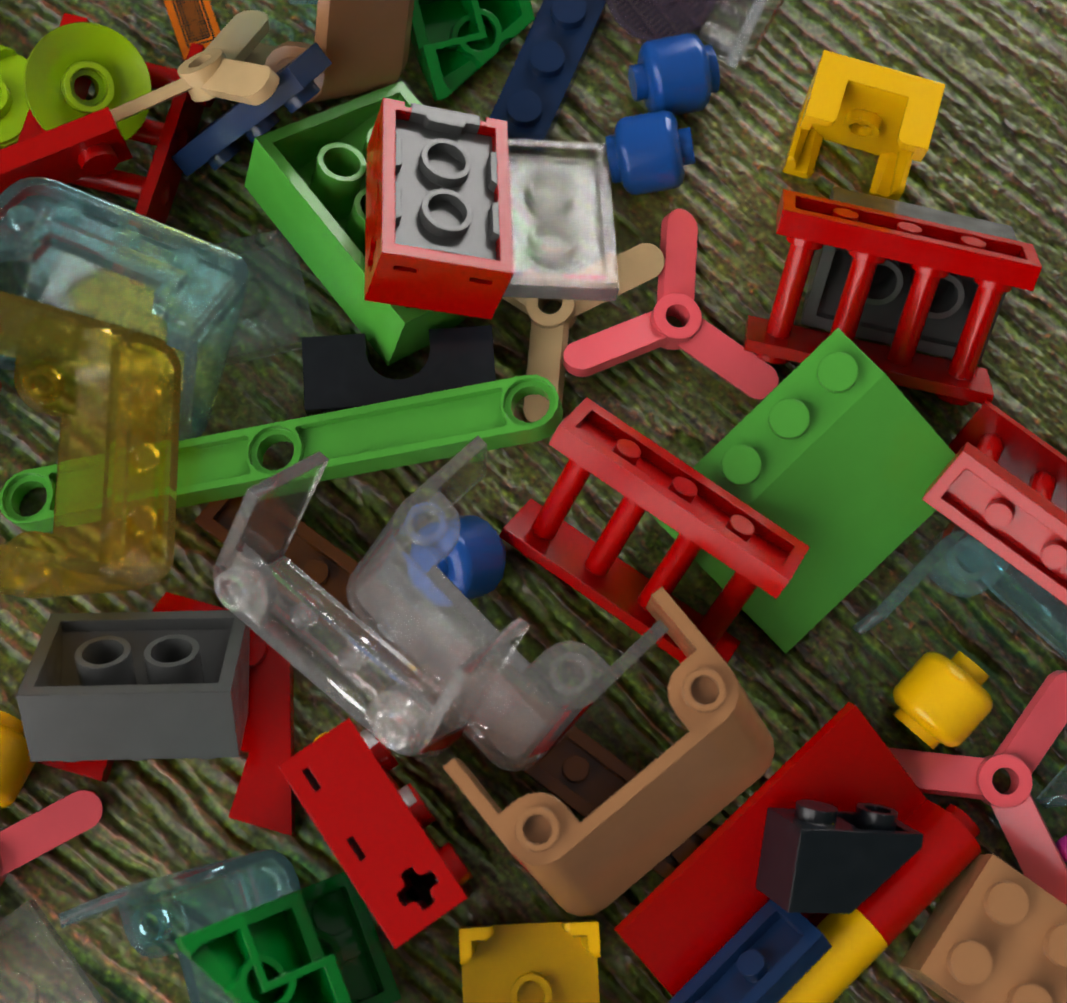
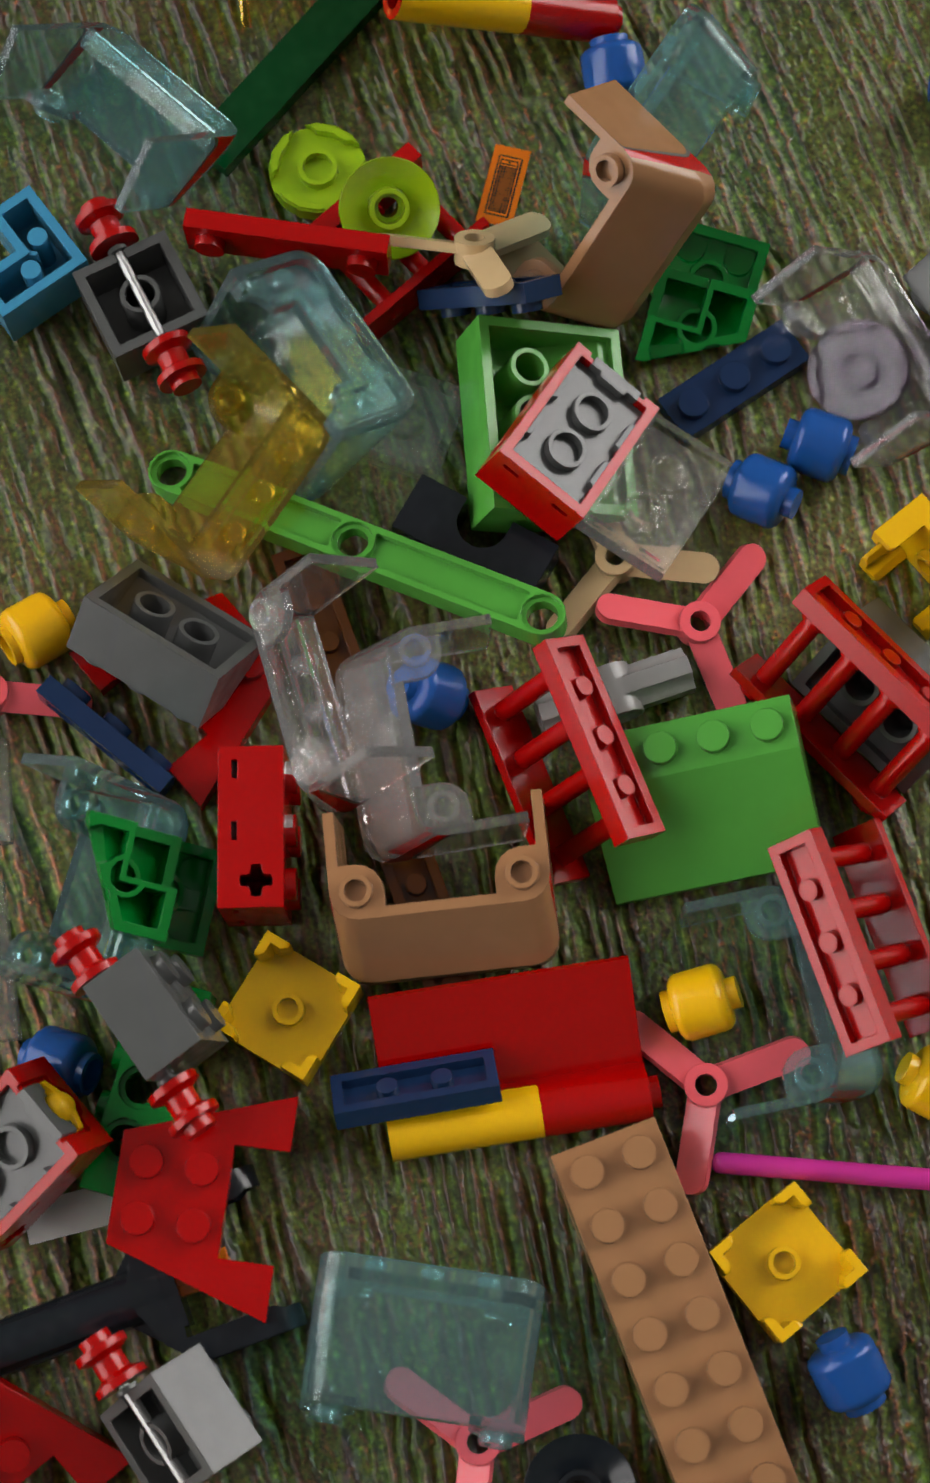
camera: 40 degrees right, 0 degrees up
(138, 824) = (107, 734): none -> dark blue plate
(663, 418) = (634, 686): none -> light grey piece
(829, 857) = (542, 1046): black slope -> none

